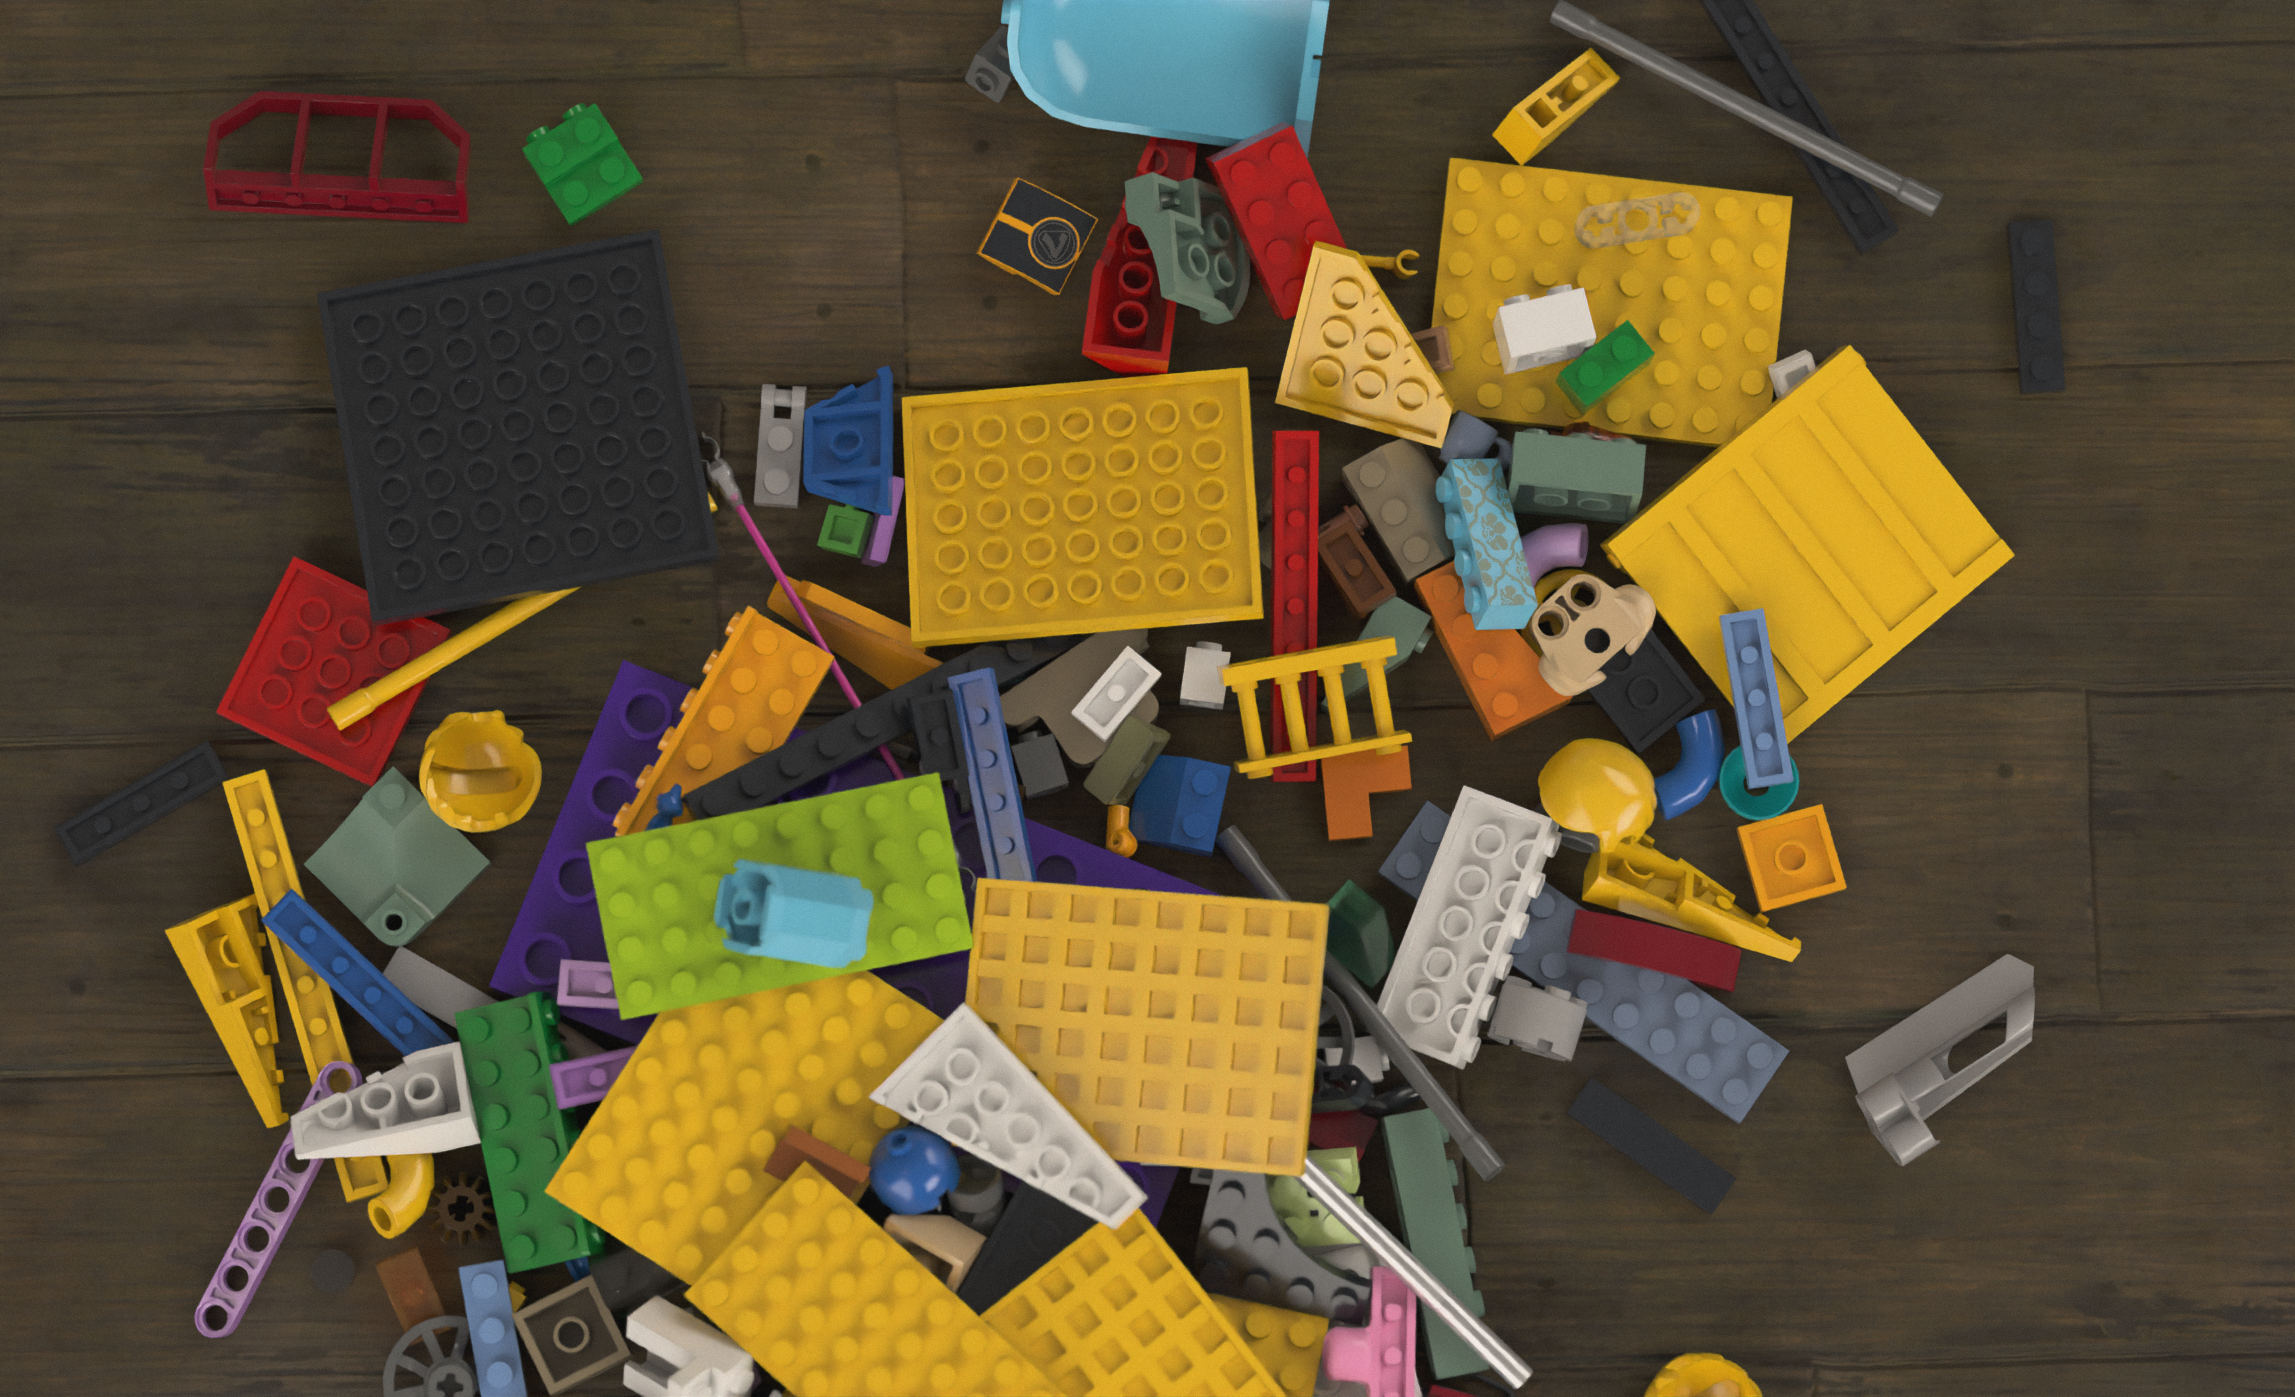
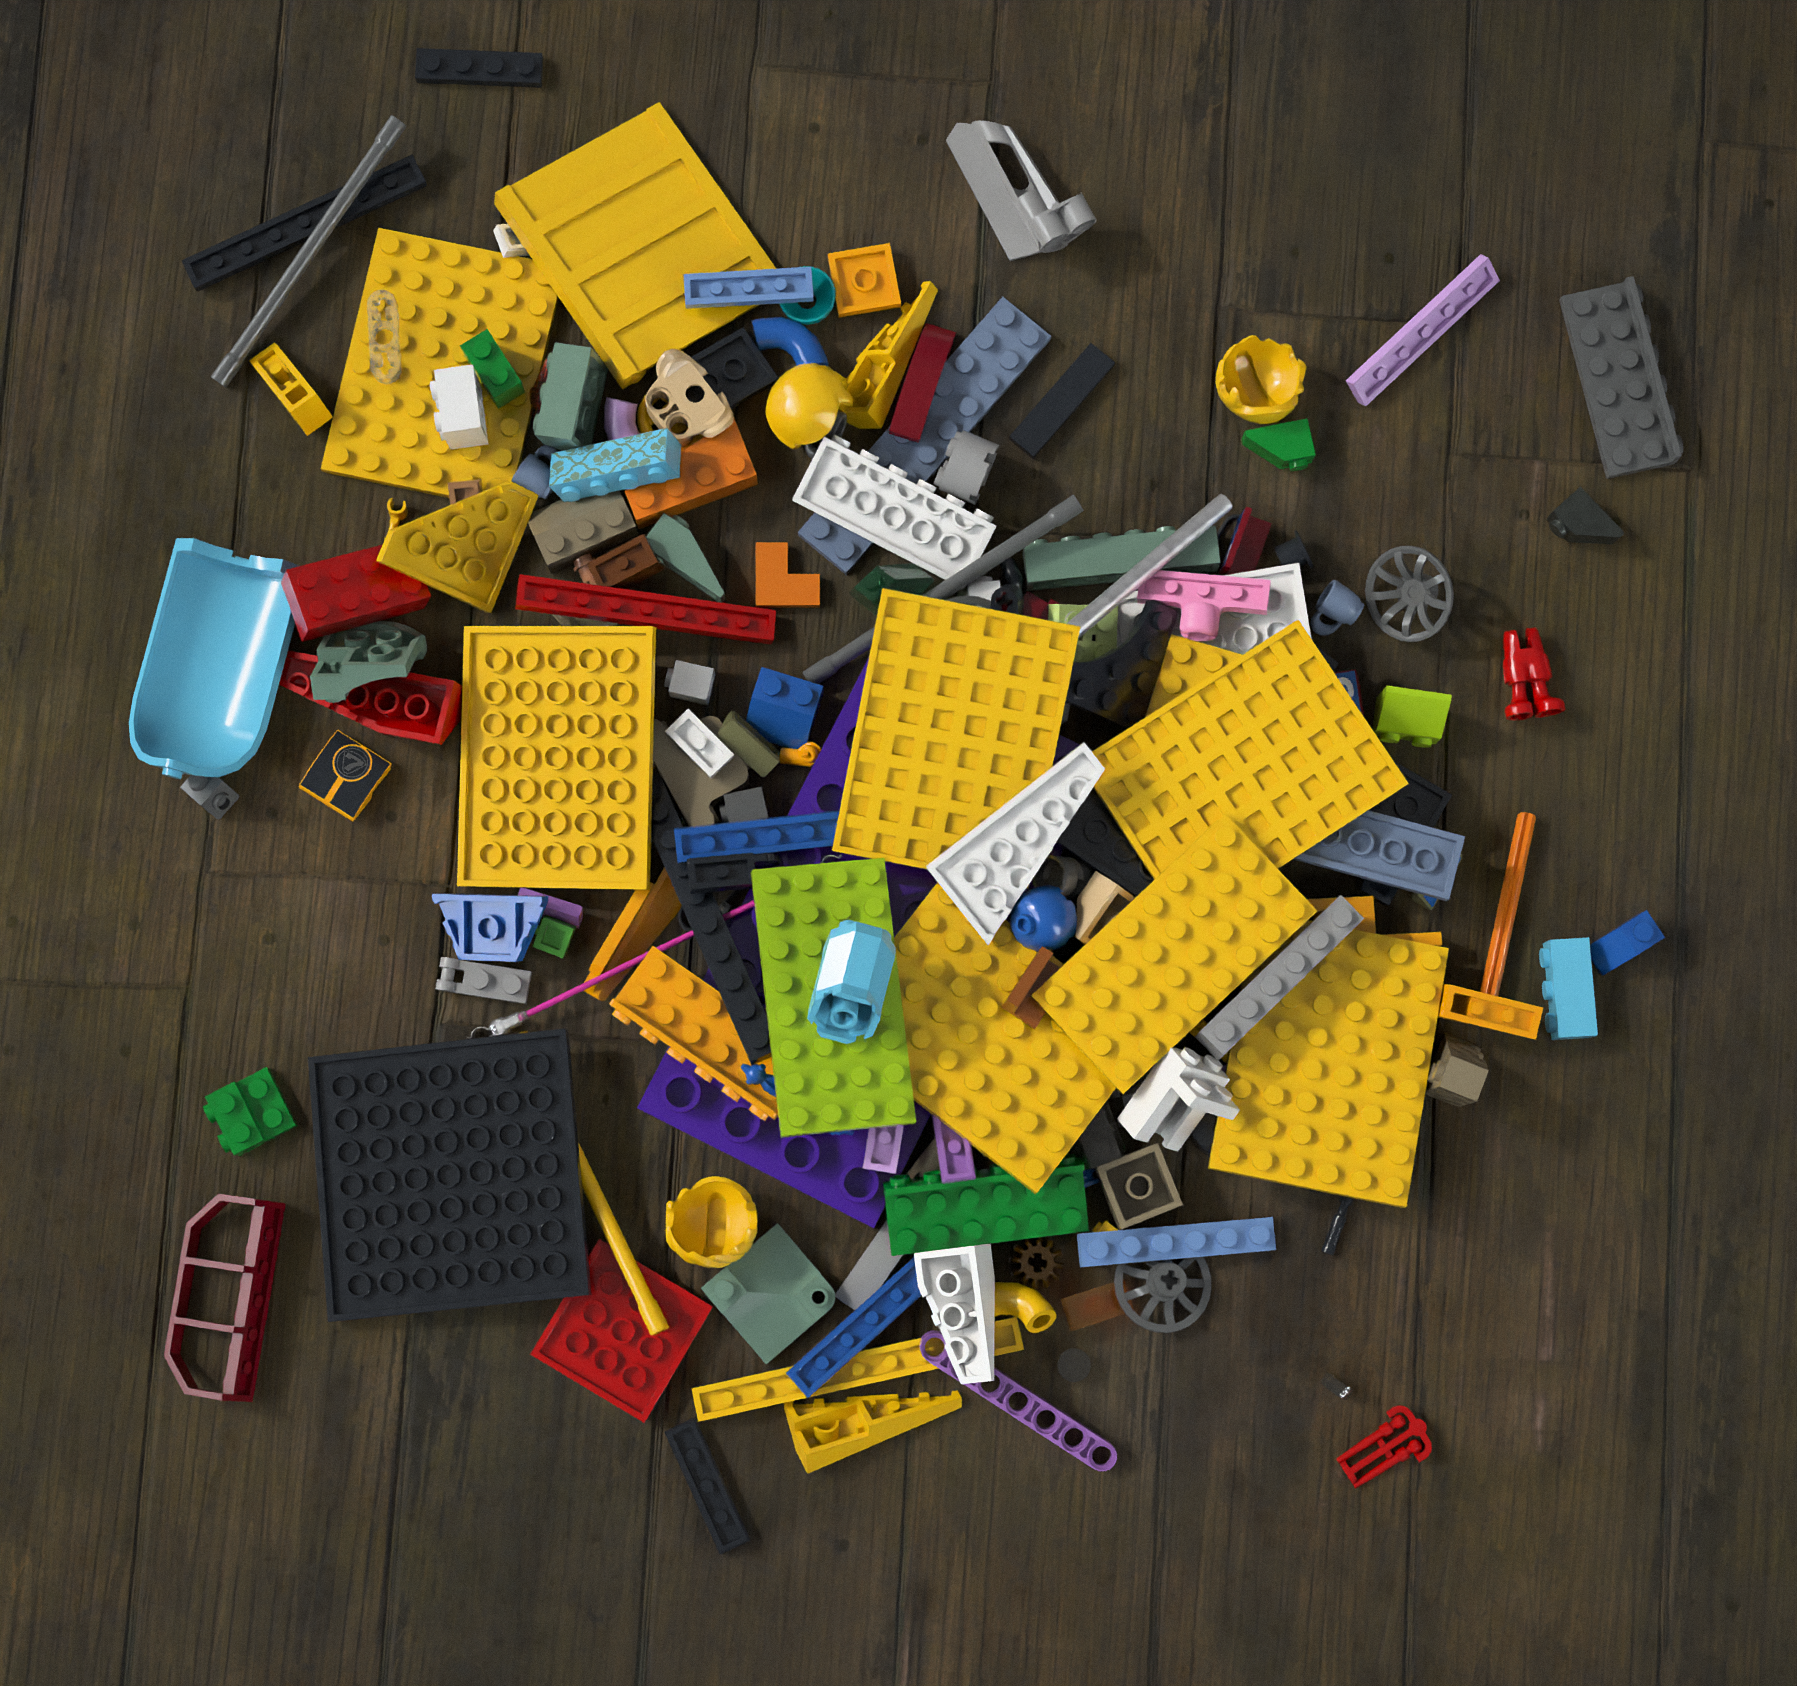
camera: 85 degrees left, 0 degrees up
(1286, 672) = (694, 617): yellow fence -> none

